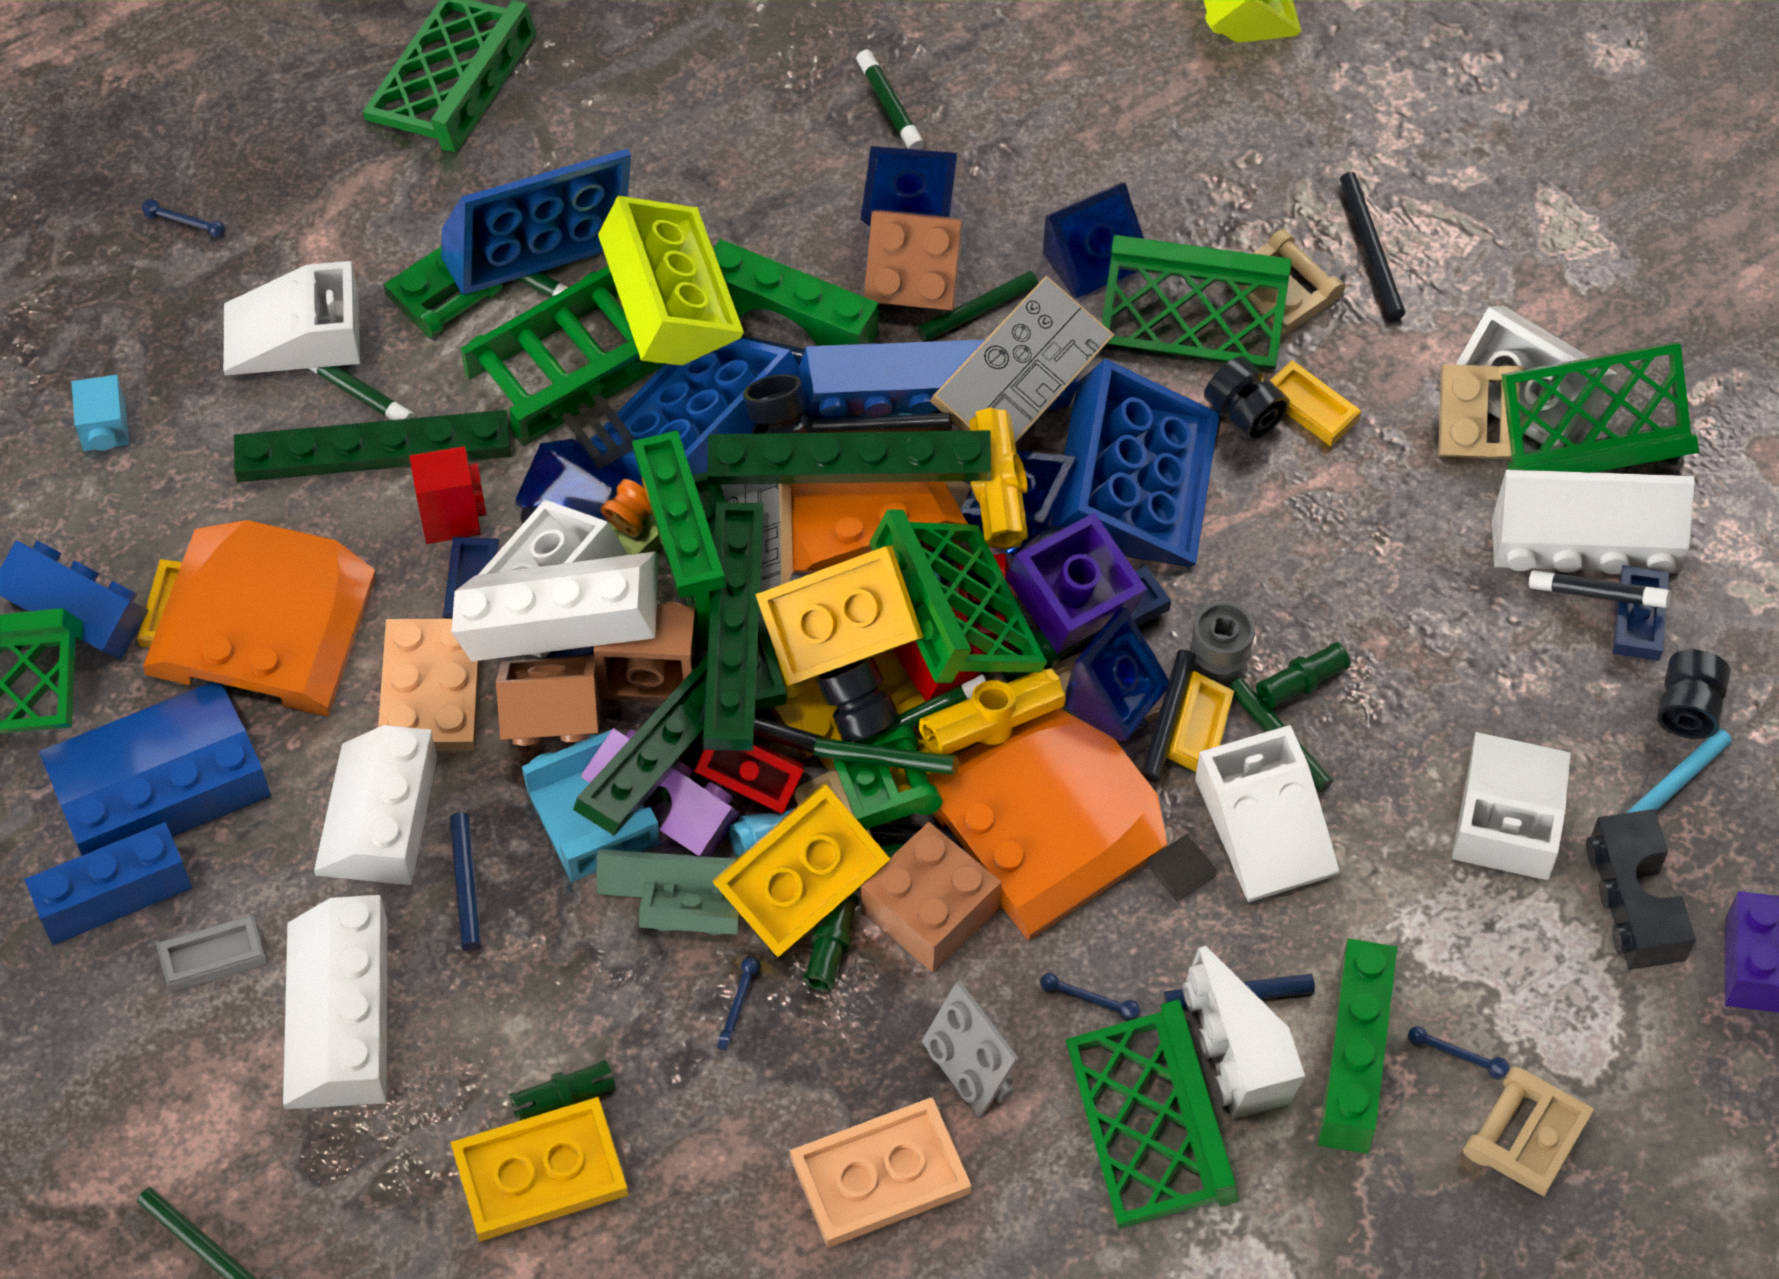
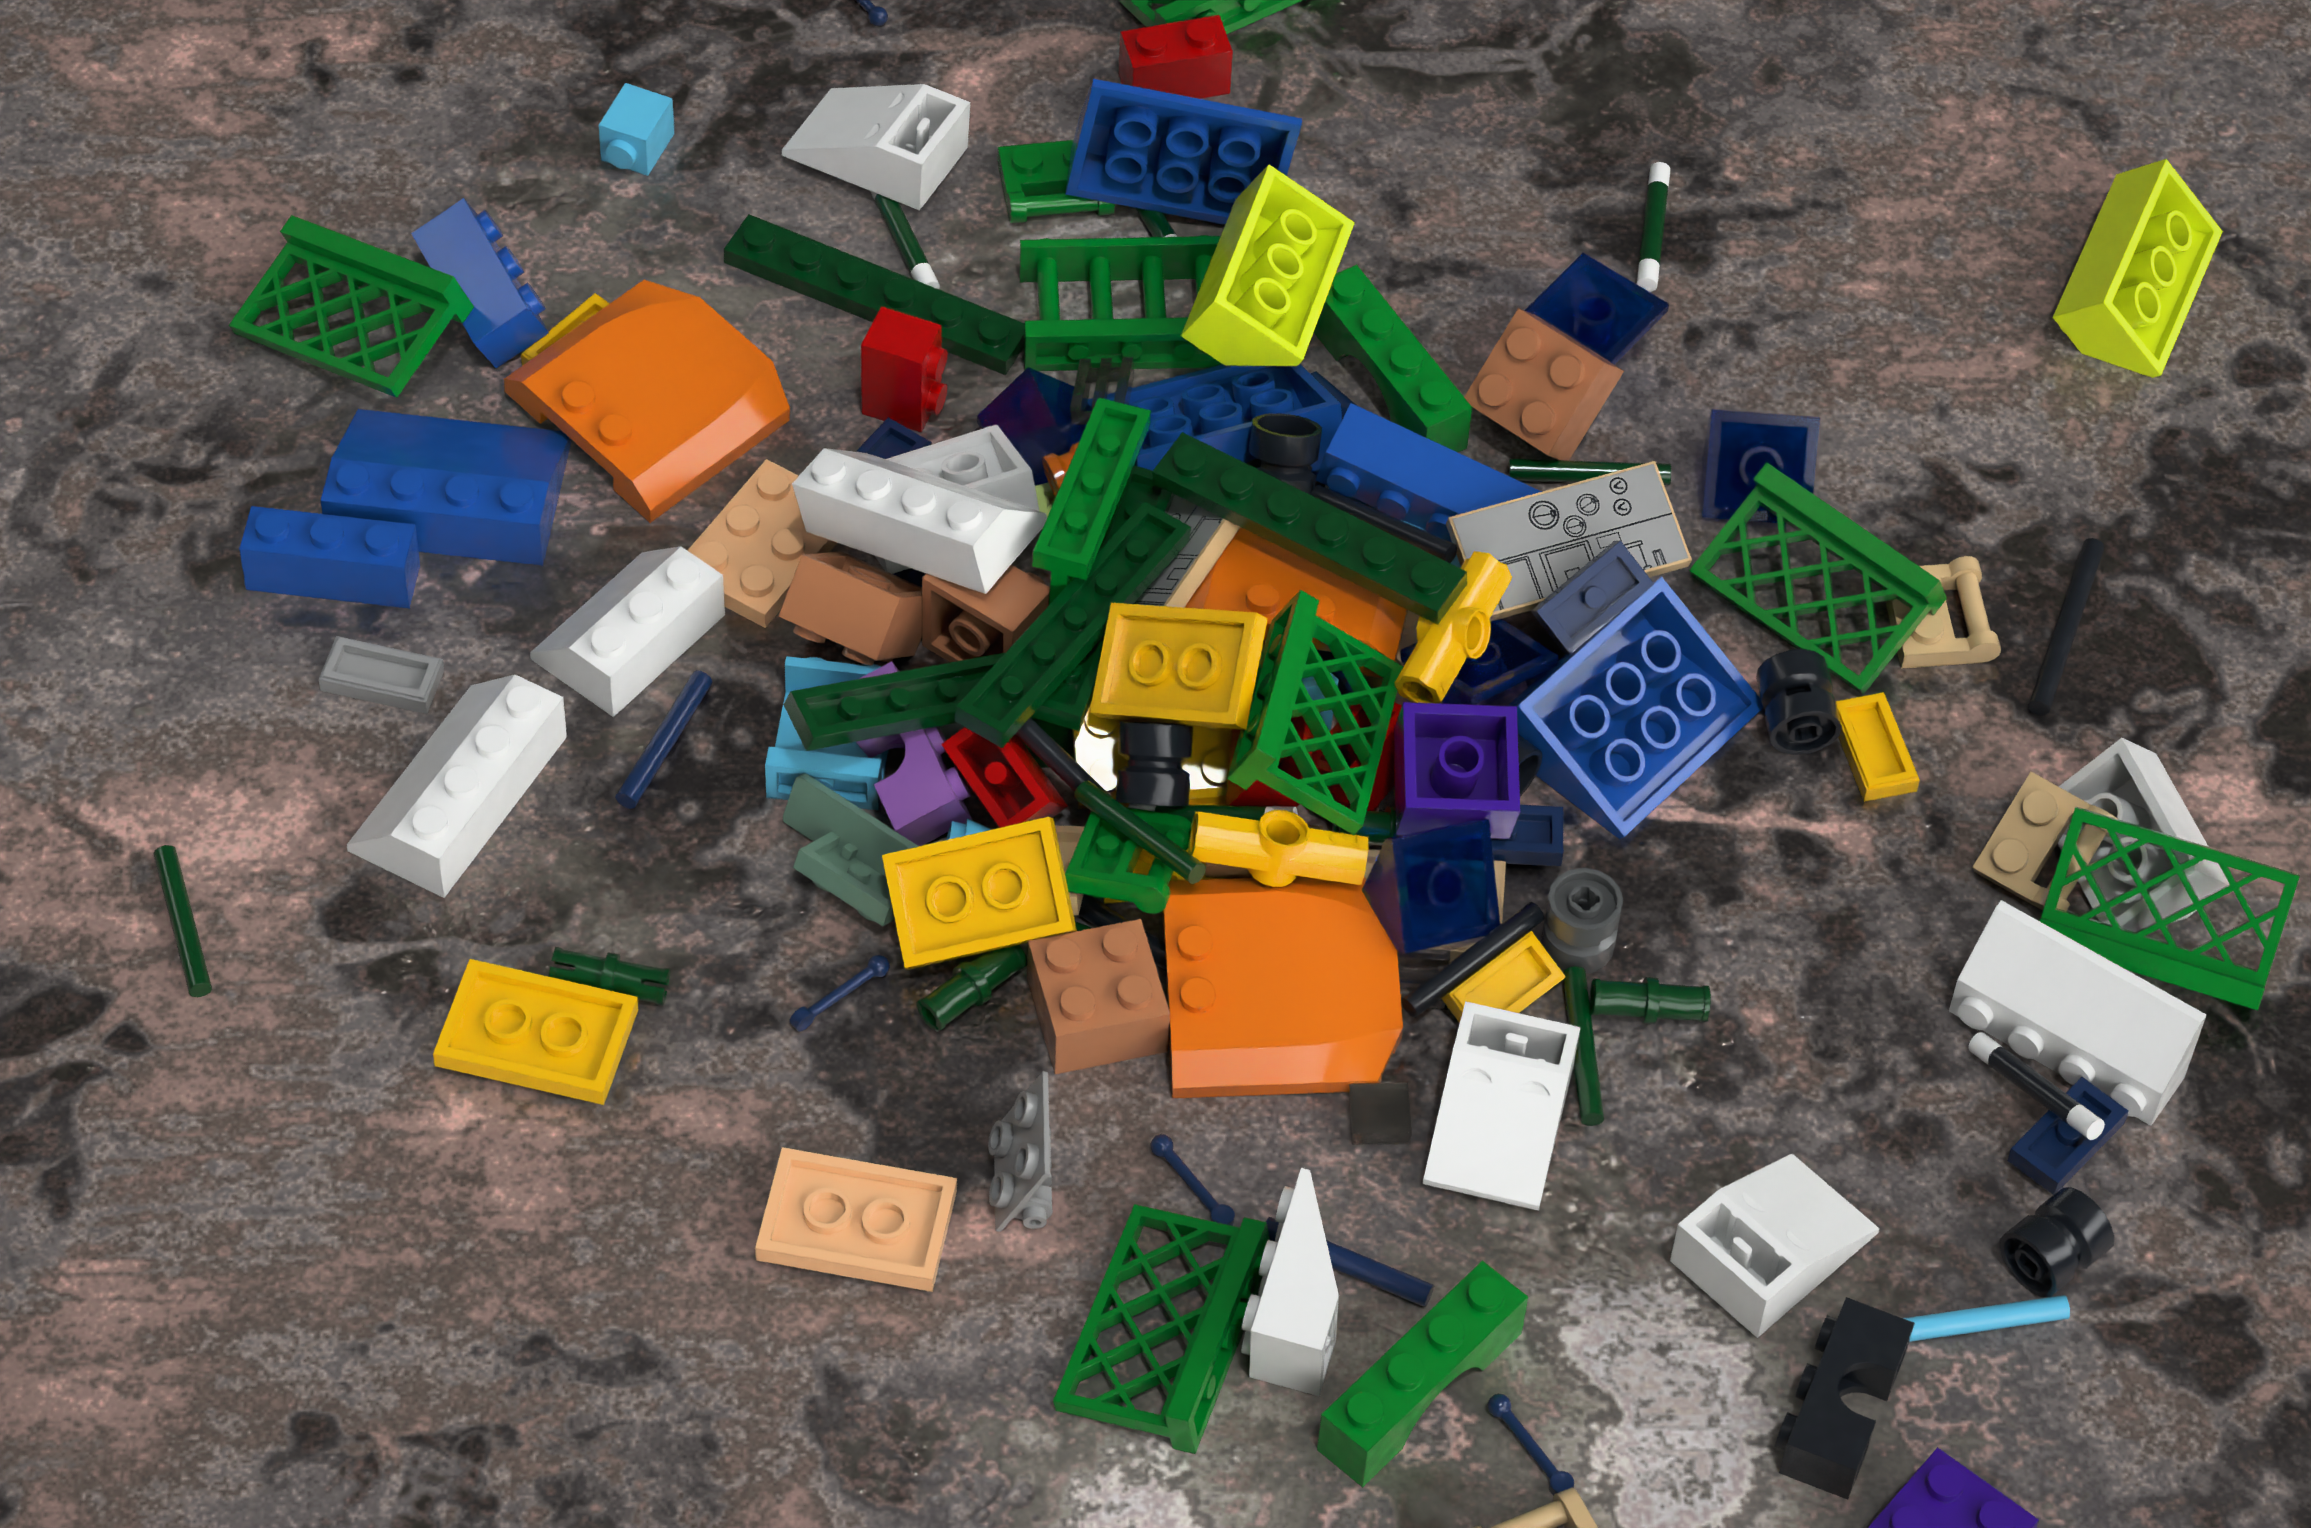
camera: 30 degrees right, 5 degrees down
(469, 152) = (1178, 58): none -> red brick
(1070, 400) = (1592, 597): none -> dark blue plate

